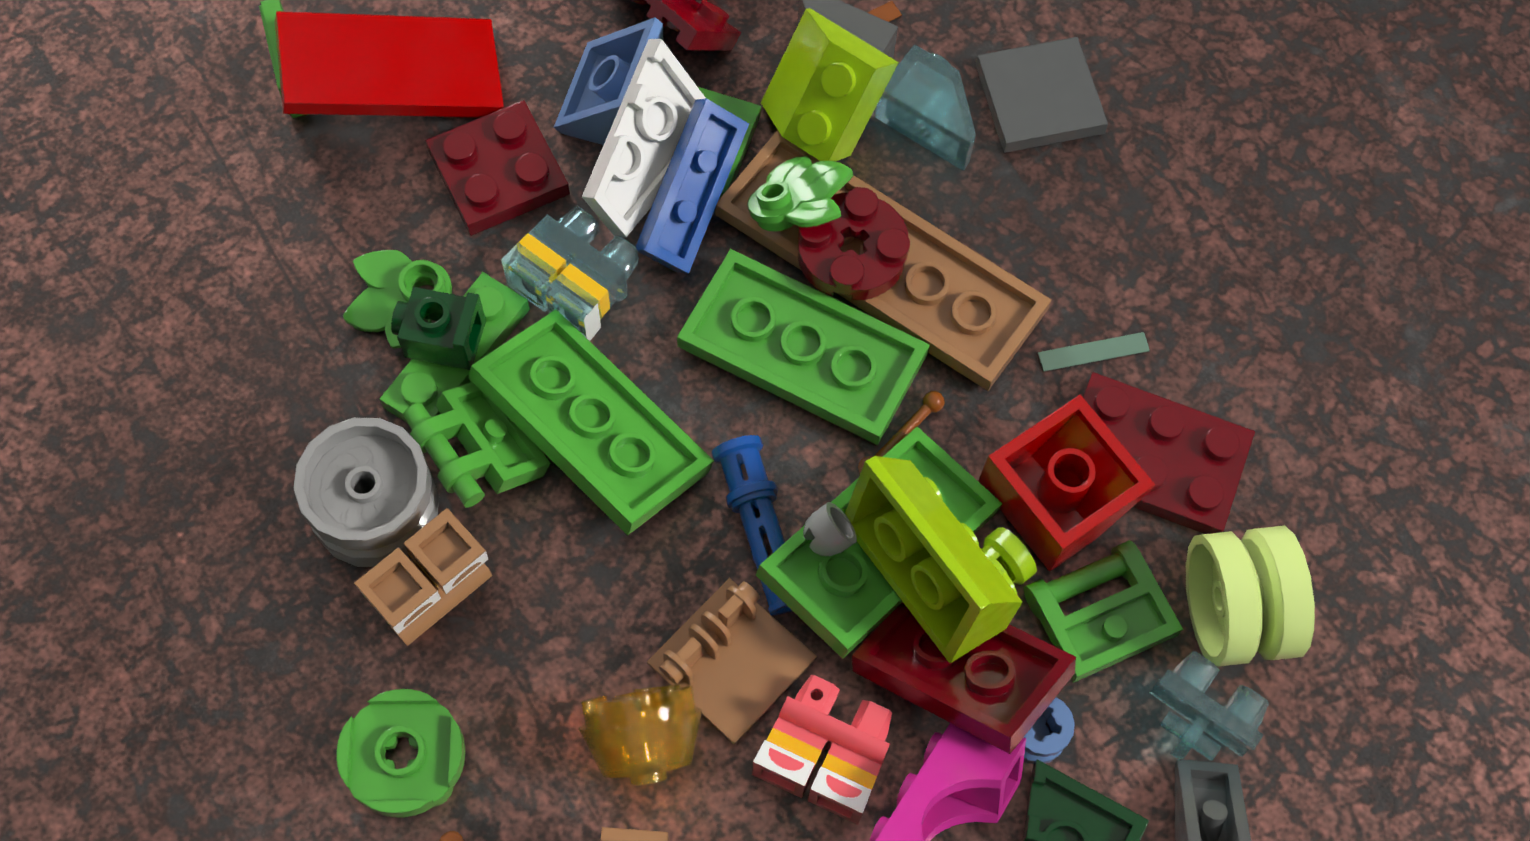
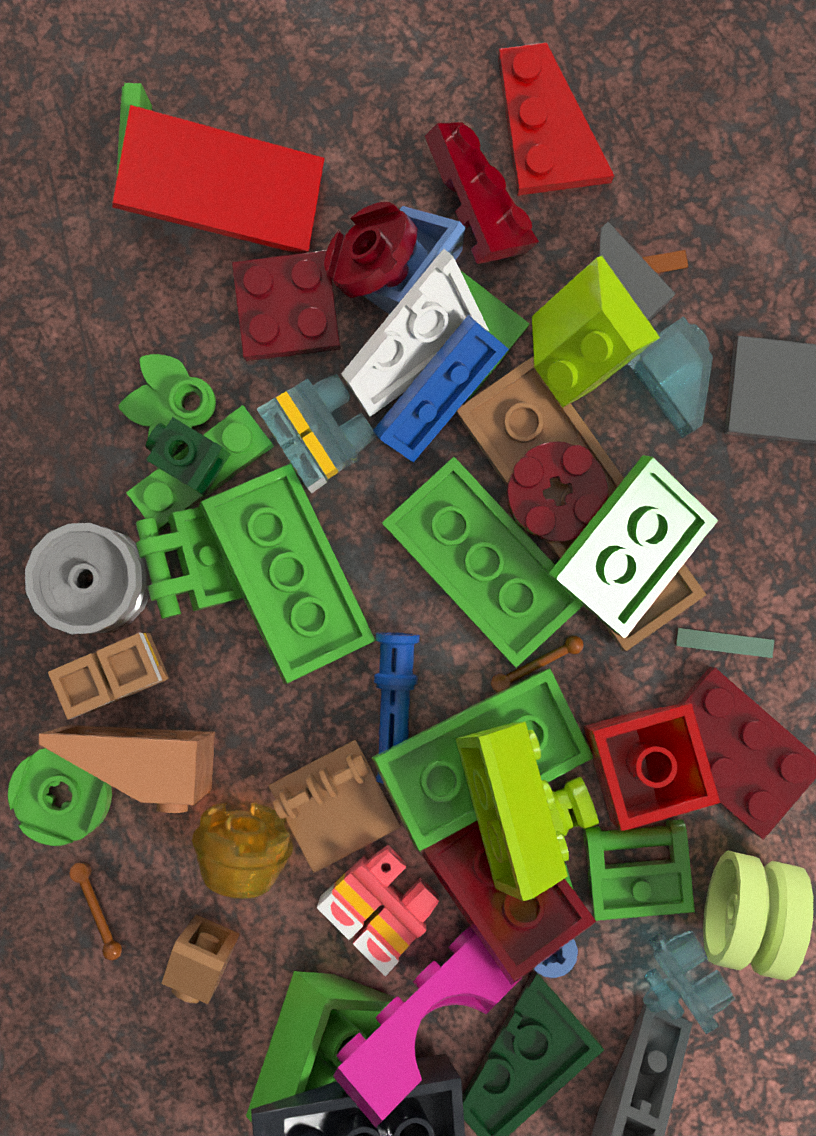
camera: 25 degrees right, 20 degrees up
(492, 660) = (141, 762): none -> nougat slope
(574, 79) = (372, 250): none -> dark red plate
(799, 194) = (533, 432): bright green plate -> none
(829, 531) = (440, 752): light grey hinge -> none
(953, 265) = (633, 546): none -> plate

